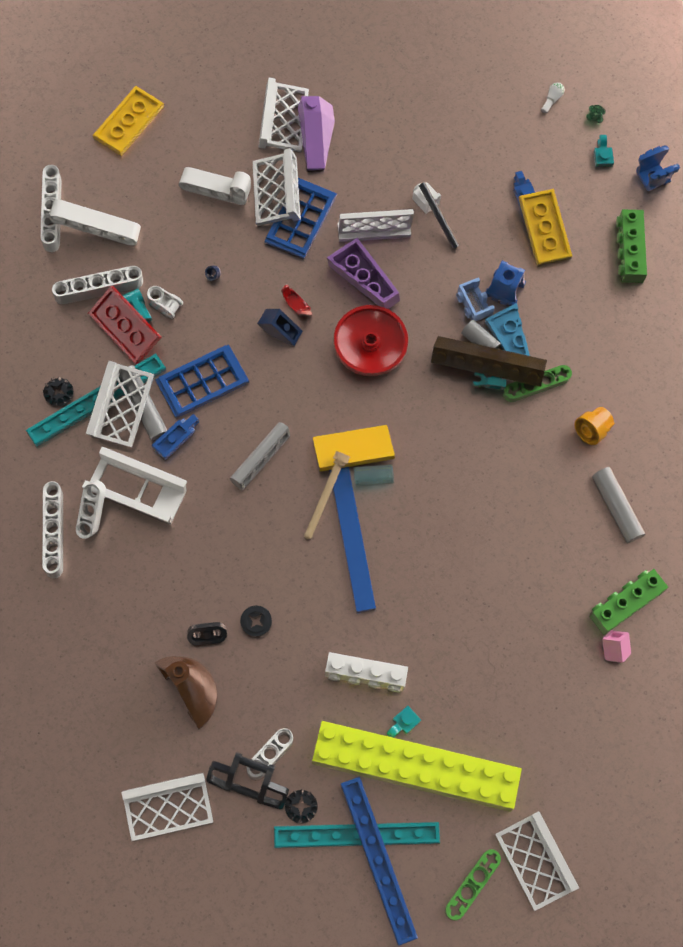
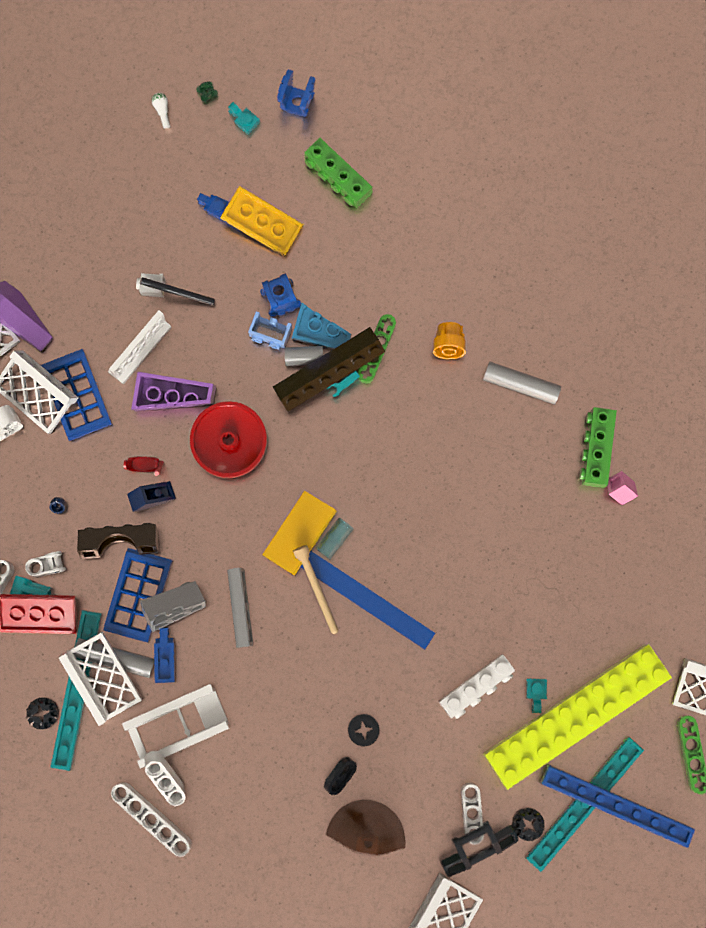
camera: 40 degrees left, 10 degrees up
(212, 318) = (94, 541): none -> dark brown arch
(217, 405) = (172, 605): none -> light grey wedge

